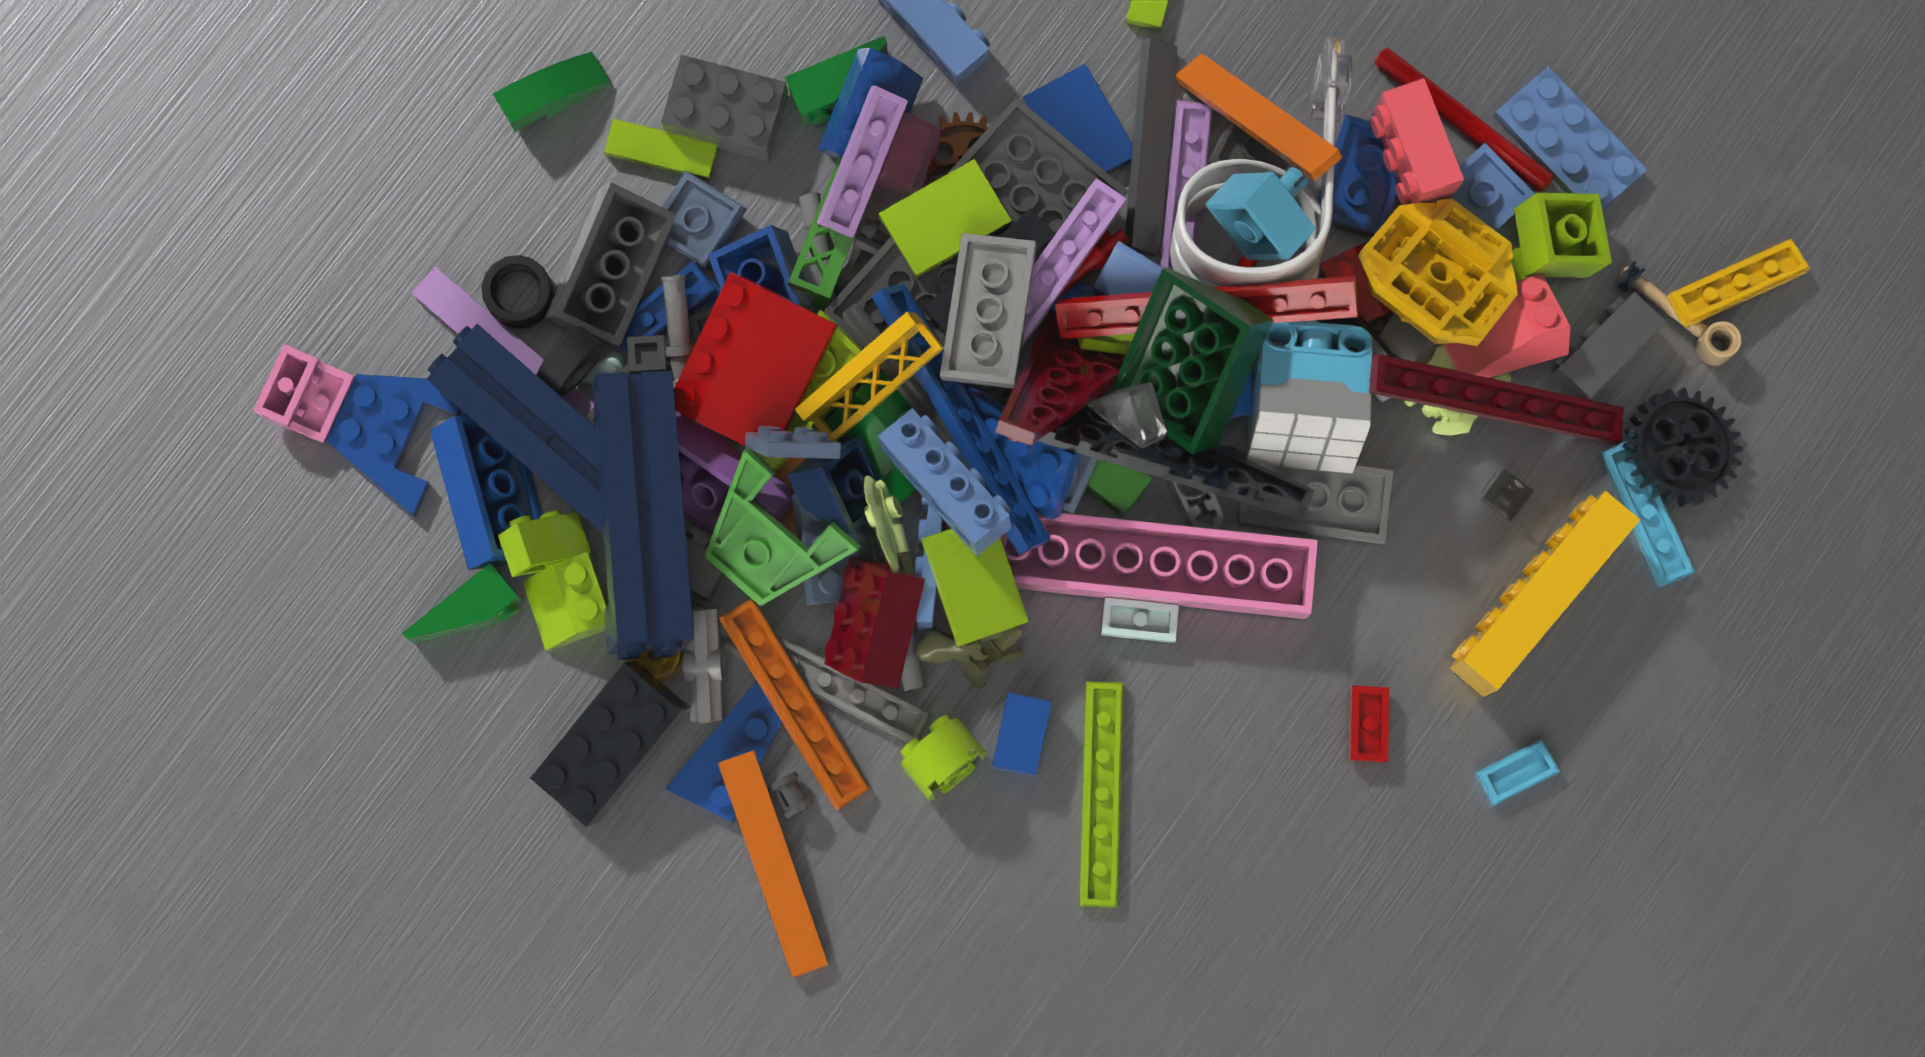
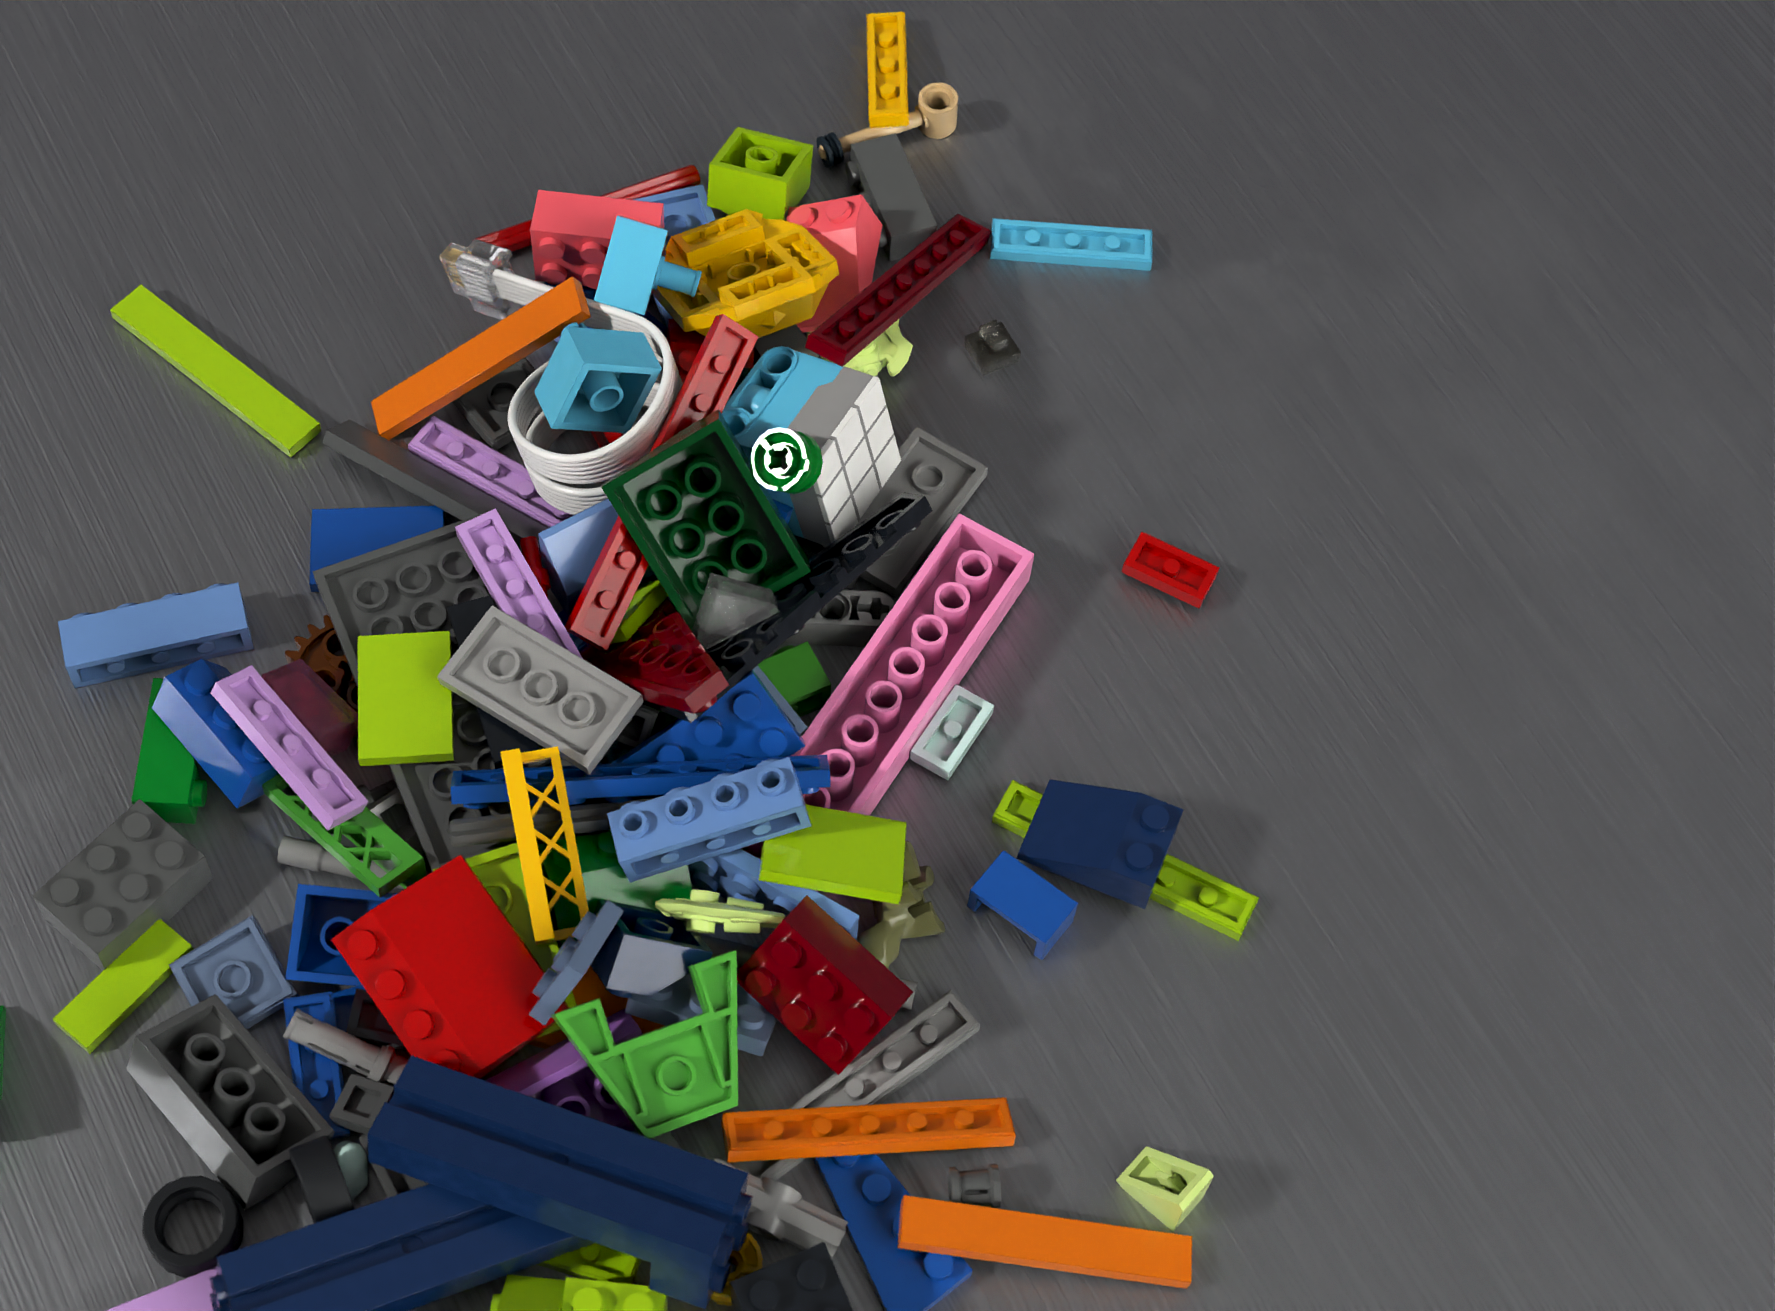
camera: 70 degrees left, 20 degrees down
(856, 927) = (1165, 1185): none -> yellowish green slope
(941, 757) = (1011, 992): lime brick -> none
(1100, 768) = (1102, 838): none -> dark blue slope
(1255, 405) = (802, 458): none -> green wheel
(1383, 191) = (637, 266): none -> medium azure brick
(1517, 772) = (1281, 467): medium azure tile -> none
(1544, 594) = (1116, 352): yellow brick -> none
(1569, 139) = (658, 138): medium blue plate -> none
(1692, 479) = (1053, 188): black gear -> none

